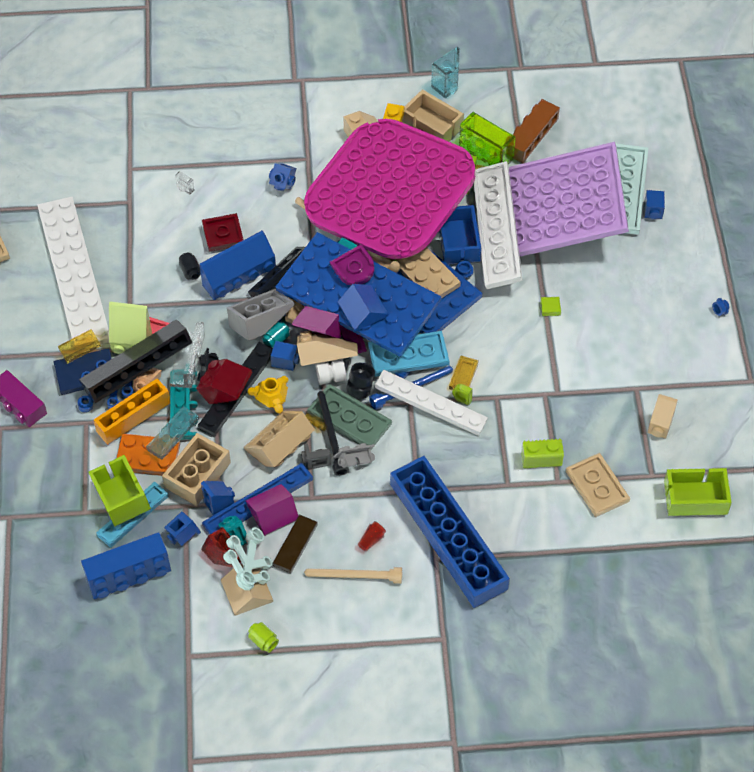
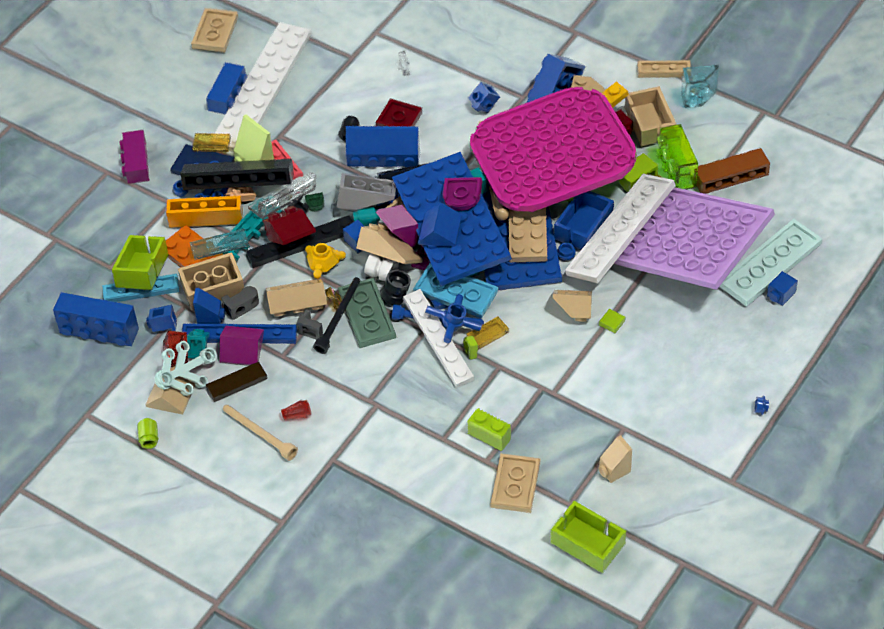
camera: 40 degrees right, 5 degrees down
(46, 290) = (226, 88): none -> blue brick
(217, 345) = (315, 201): none -> clear green tile
(237, 472) = (241, 302): none -> dark grey leg
(330, 130) = (555, 75): none -> blue brick
(347, 455) = (330, 337): light grey hinge -> none
(401, 74) = (661, 69): none -> tan tile
(433, 378) = (453, 318): none -> blue bar
(449, 531) = (356, 443): blue brick -> none
(513, 306) = (575, 303): none -> tan slope

